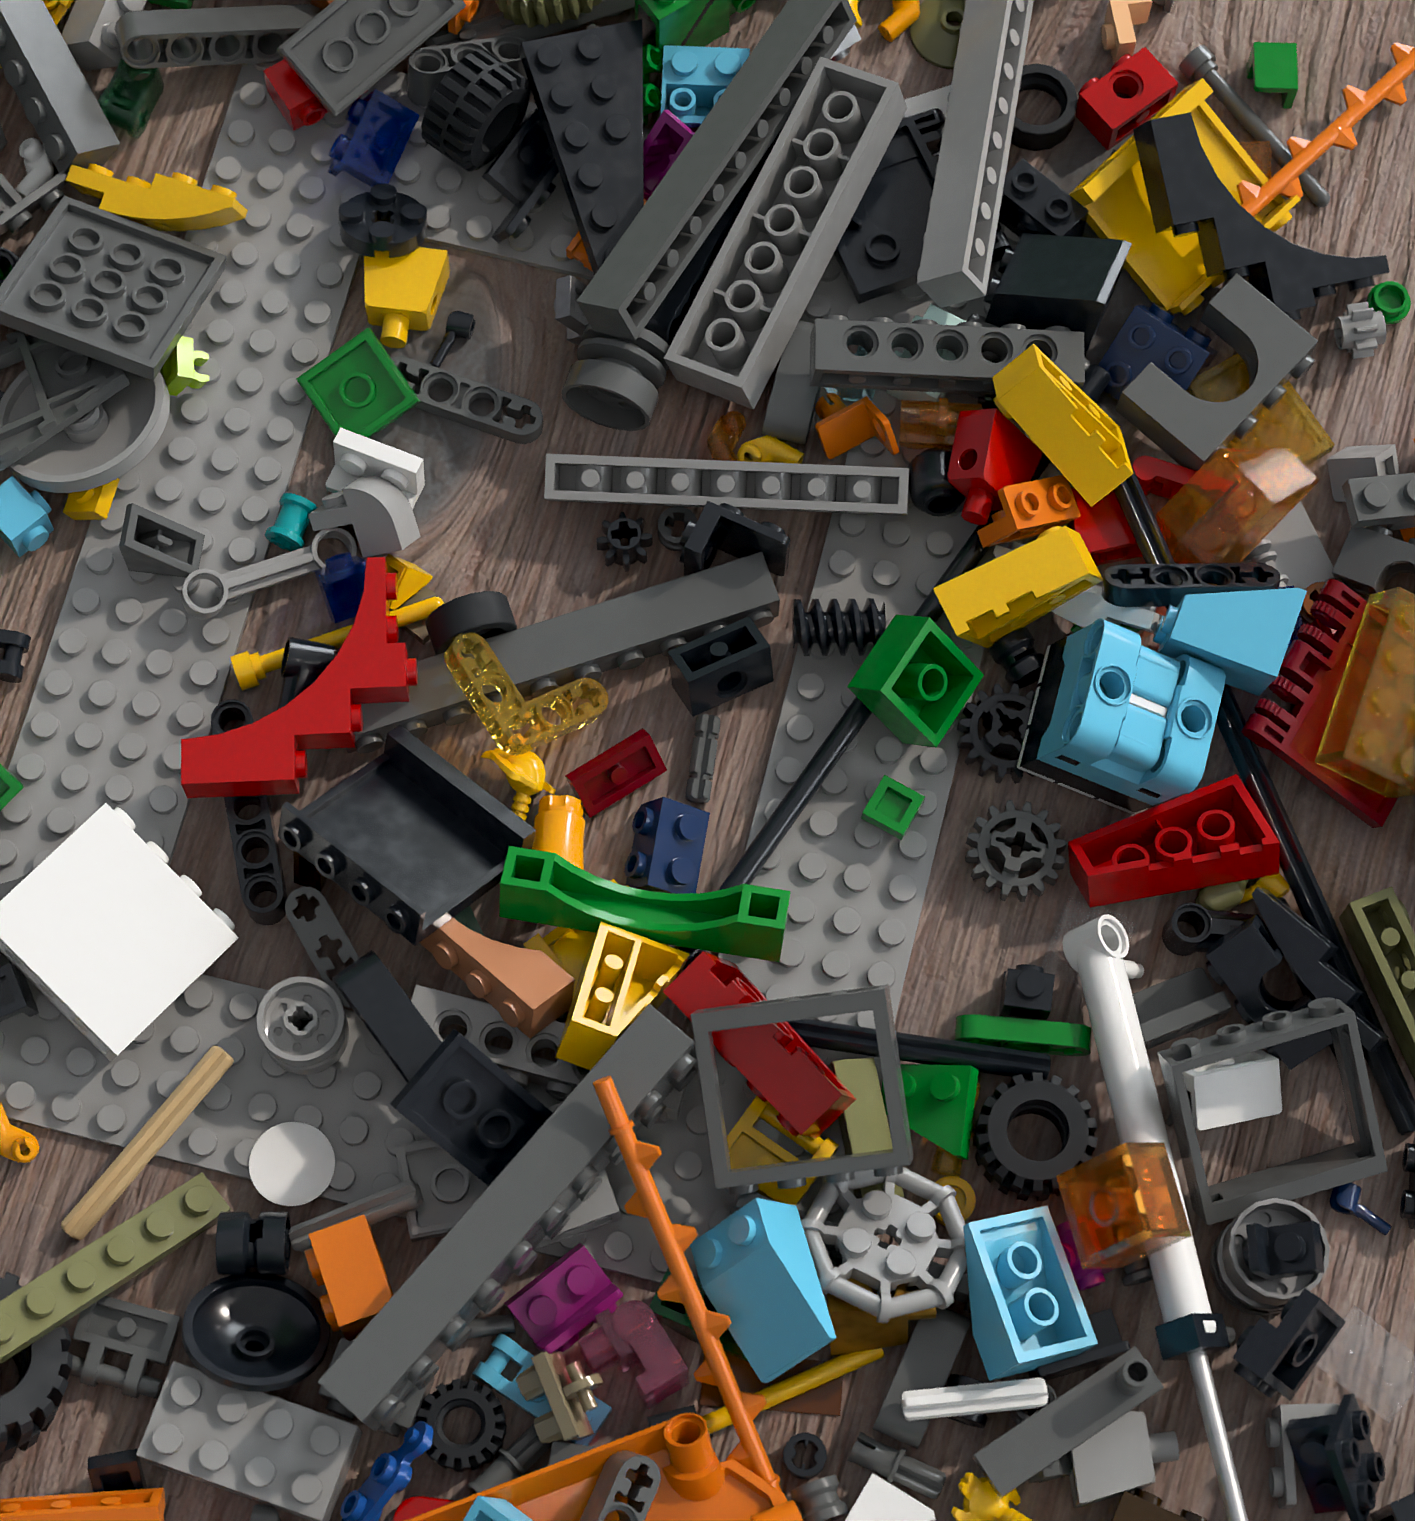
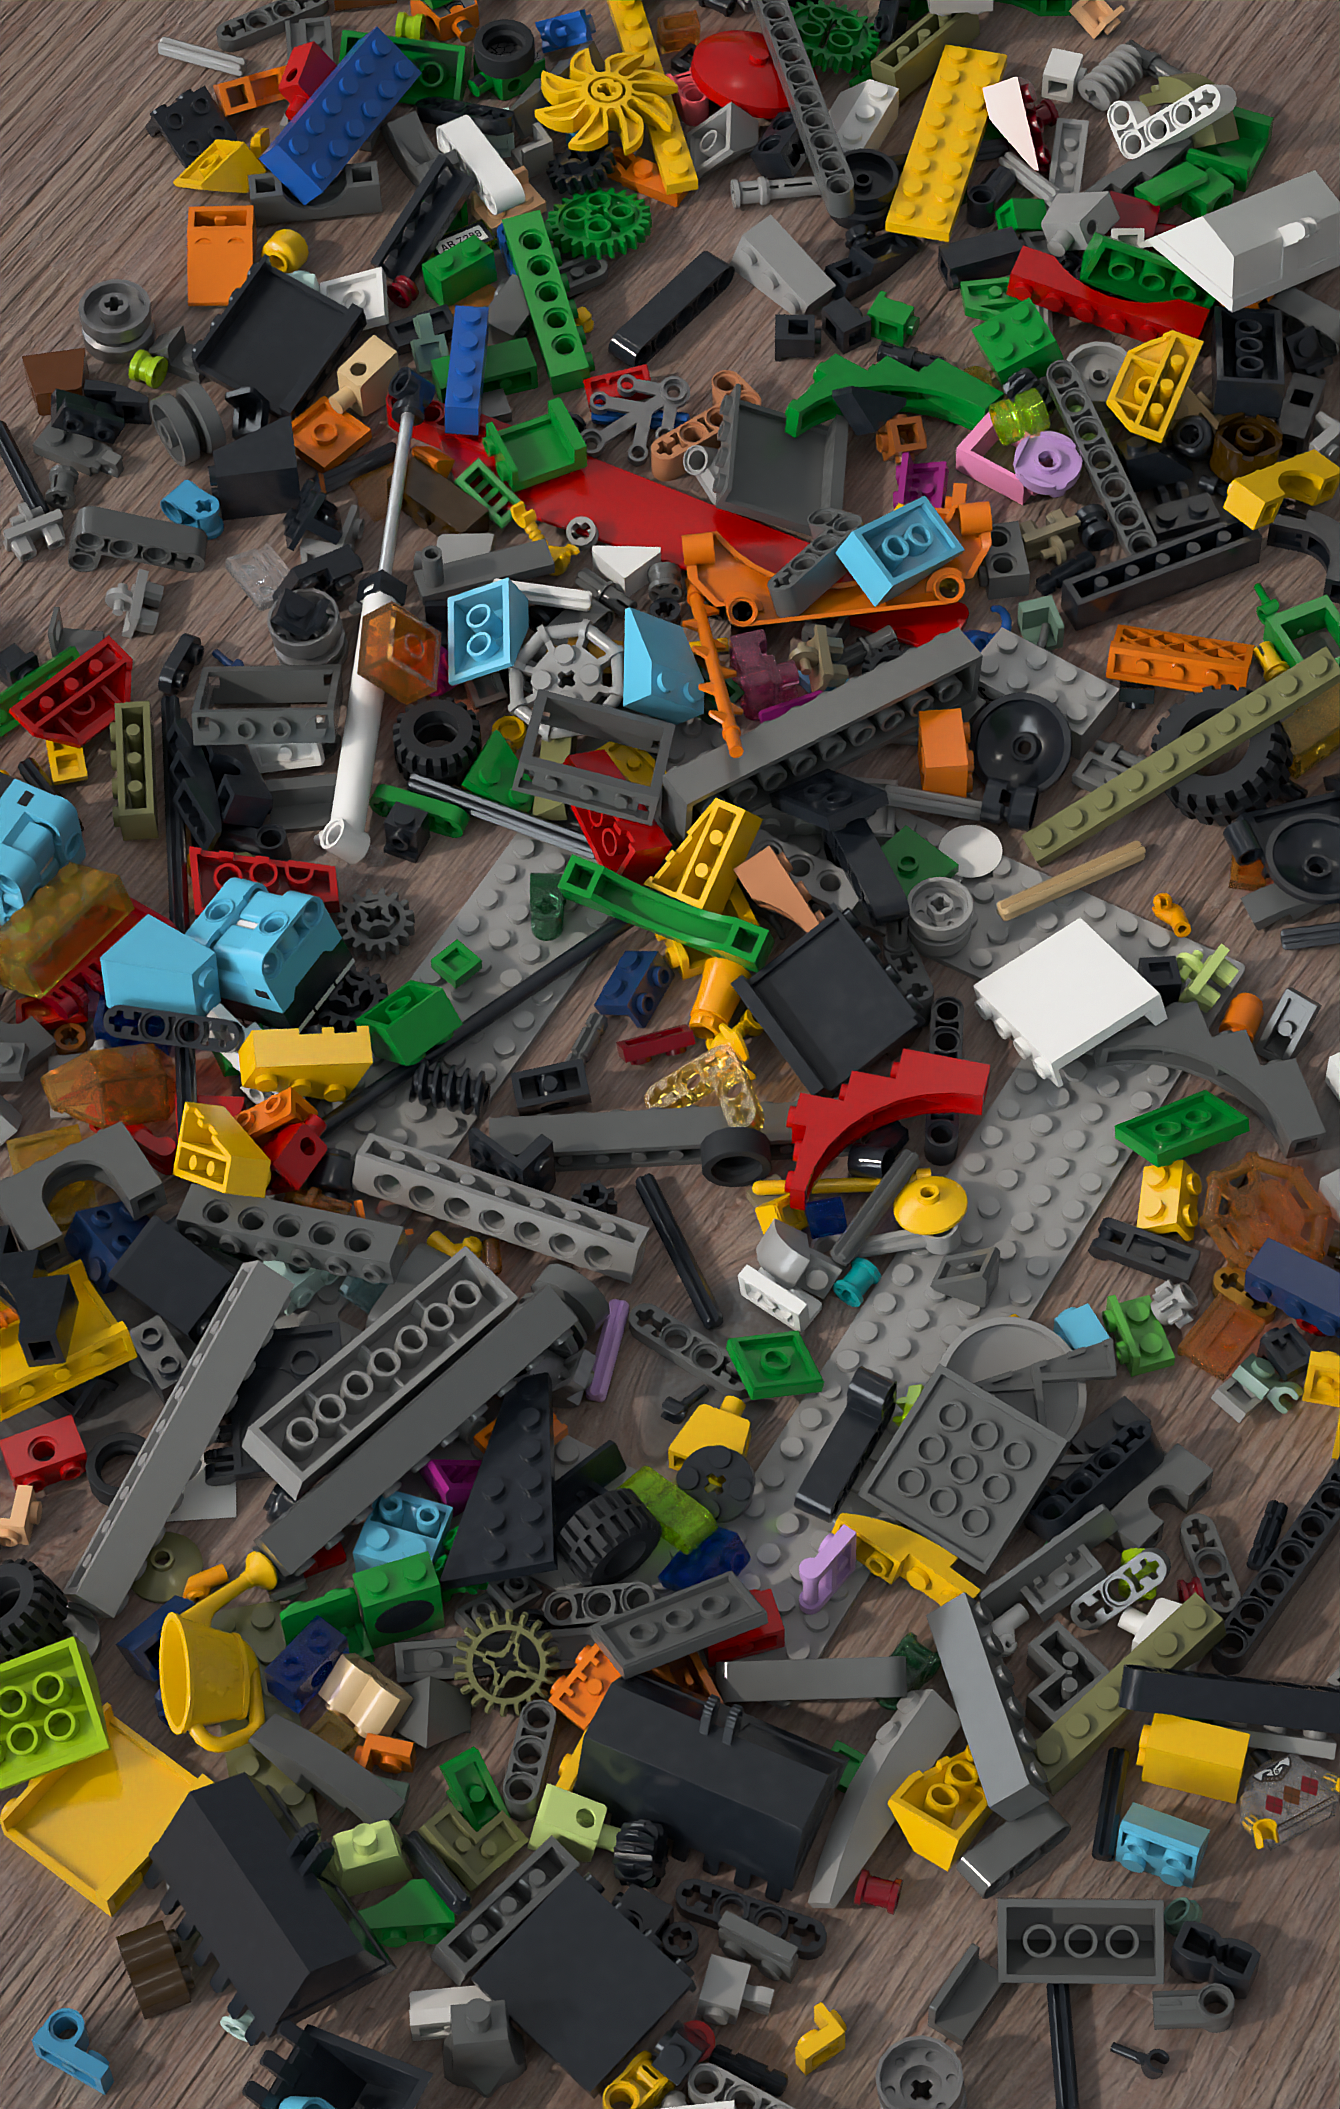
camera: 160 degrees left, 15 degrees down
(219, 640) = (930, 1205): none -> yellow dish
(226, 148) = (828, 1570): none -> lavender plate
(238, 337) = (849, 1445): none -> black beam
(287, 599) = (875, 1207): none -> dark grey axle
(355, 1105) = (916, 859): none -> green plate
(429, 177) = (682, 1518): none -> clear neon green beam
(511, 518) = (679, 1251): none -> black axle
(555, 375) = (608, 1350): none -> lavender axle
(812, 929) = (546, 906): none -> clear green piece

